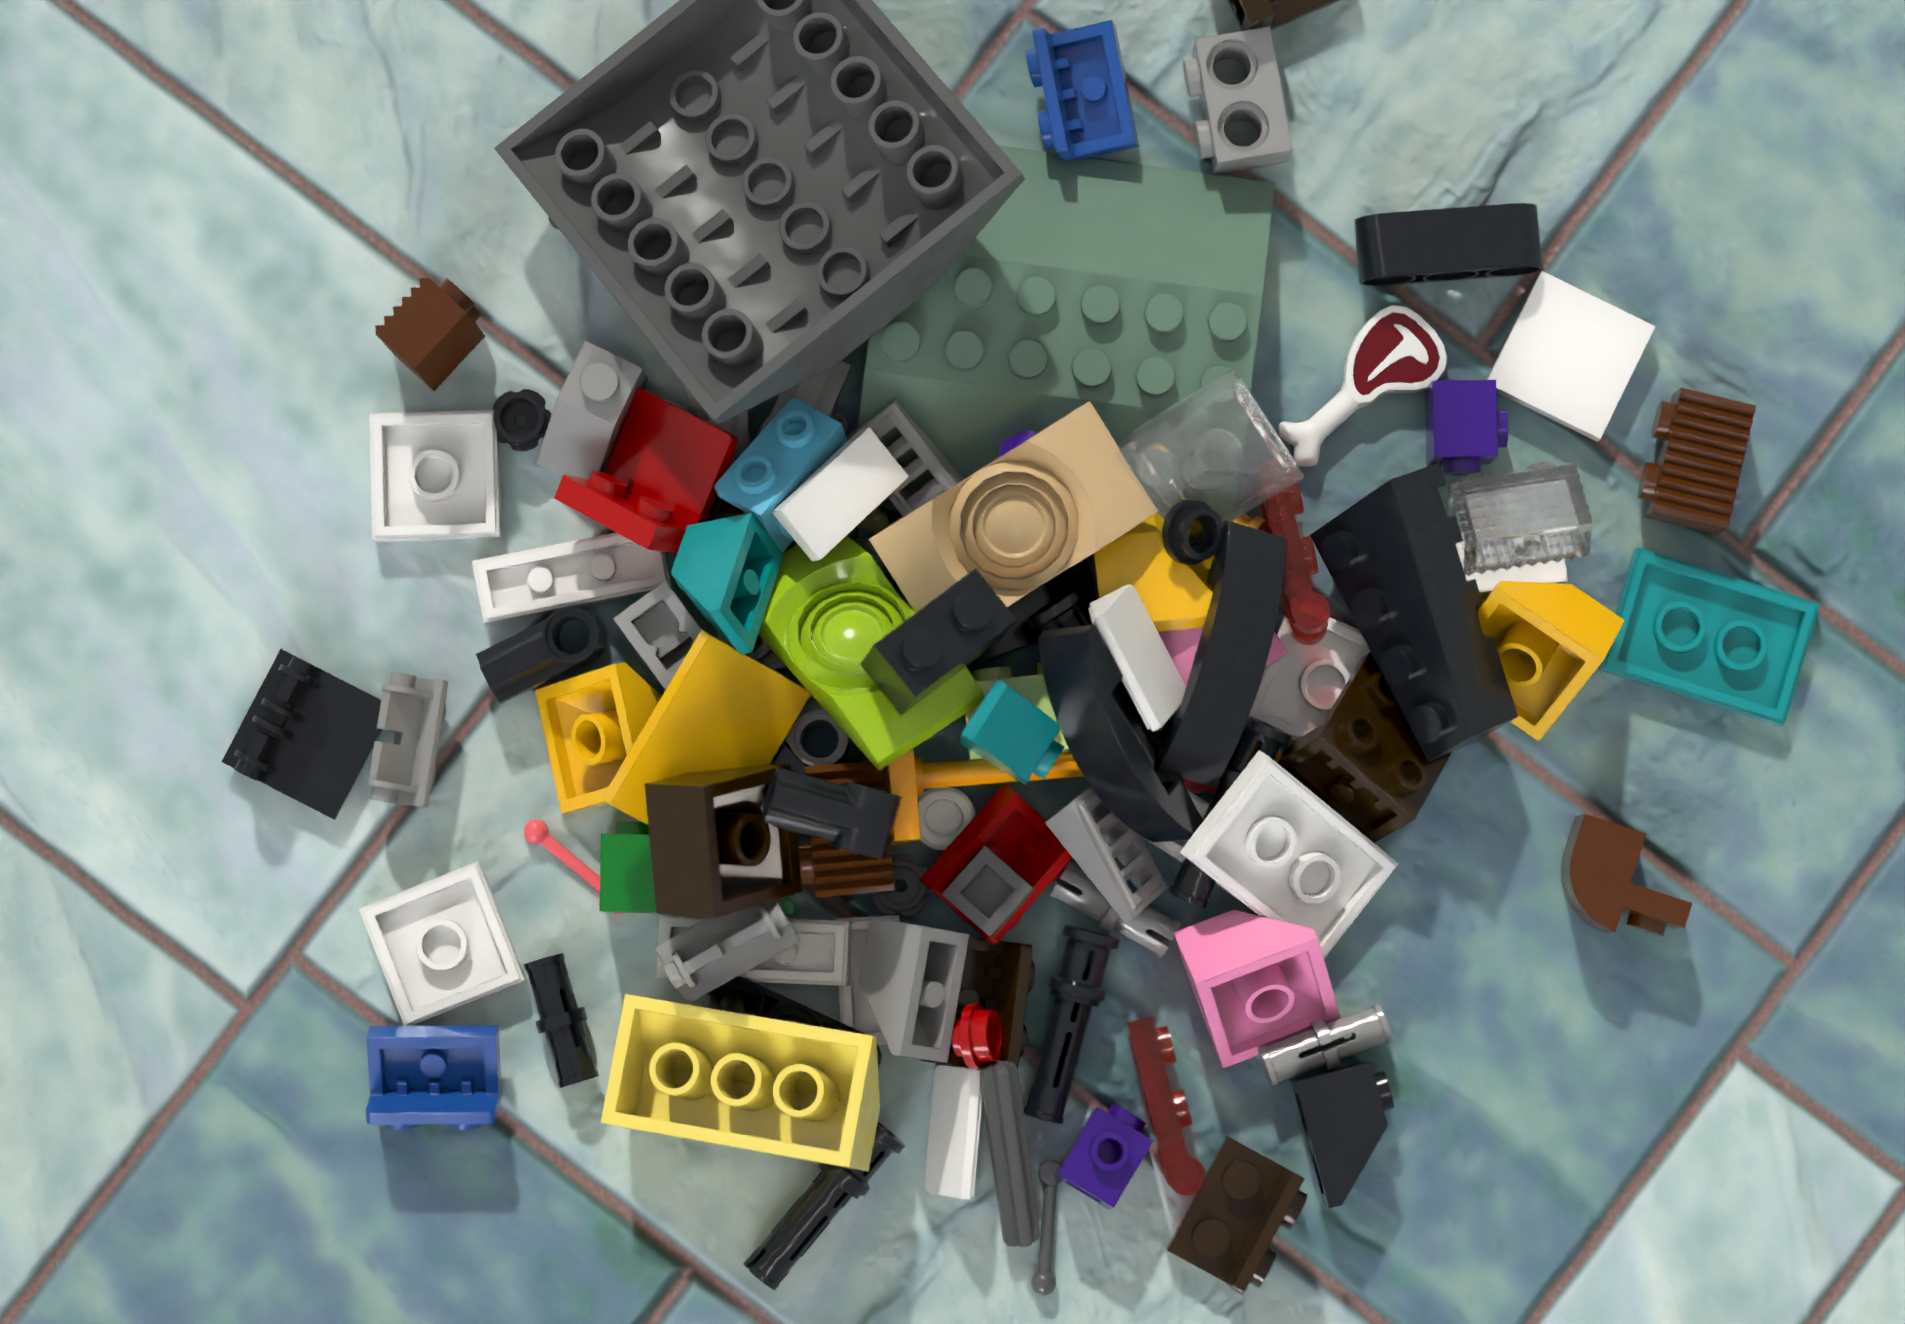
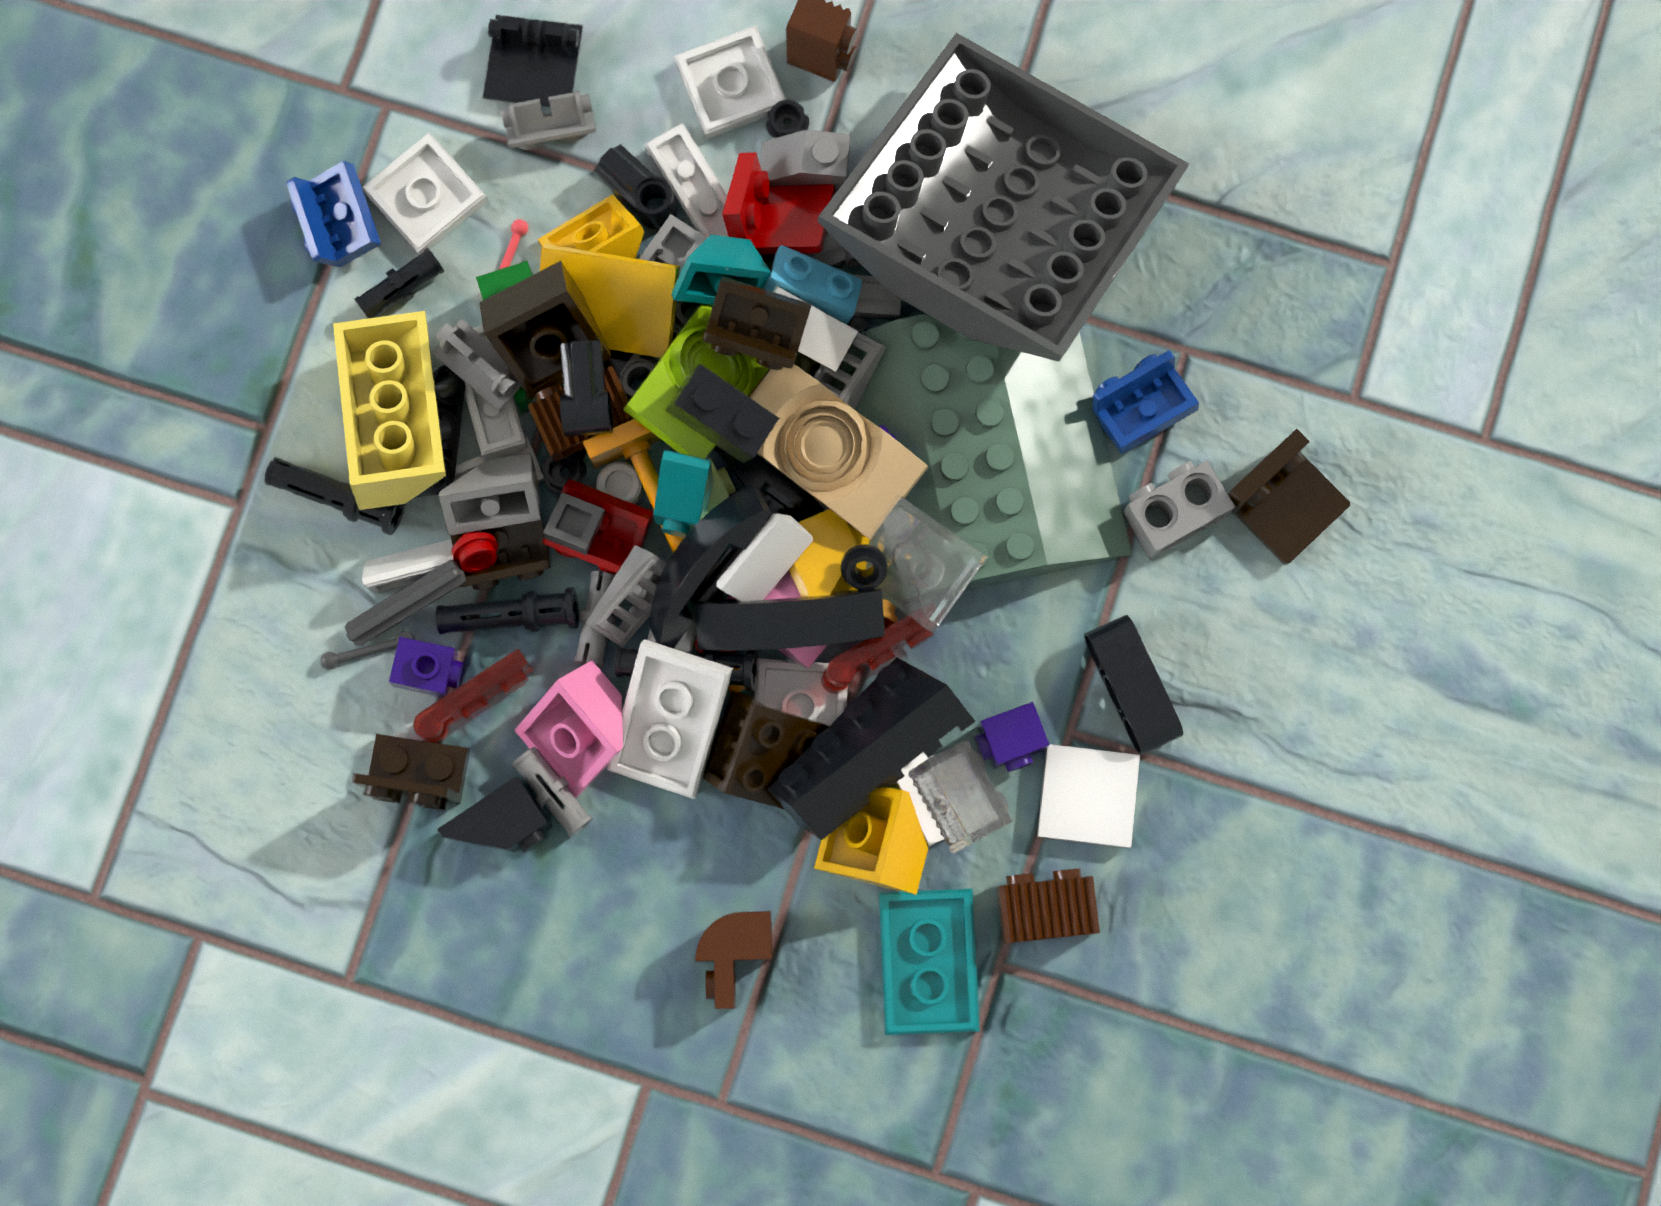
camera: 70 degrees right, 5 degrees down
(825, 555) = (756, 324): none -> dark brown bracket
(1389, 355) = (1042, 671): white piece -> none

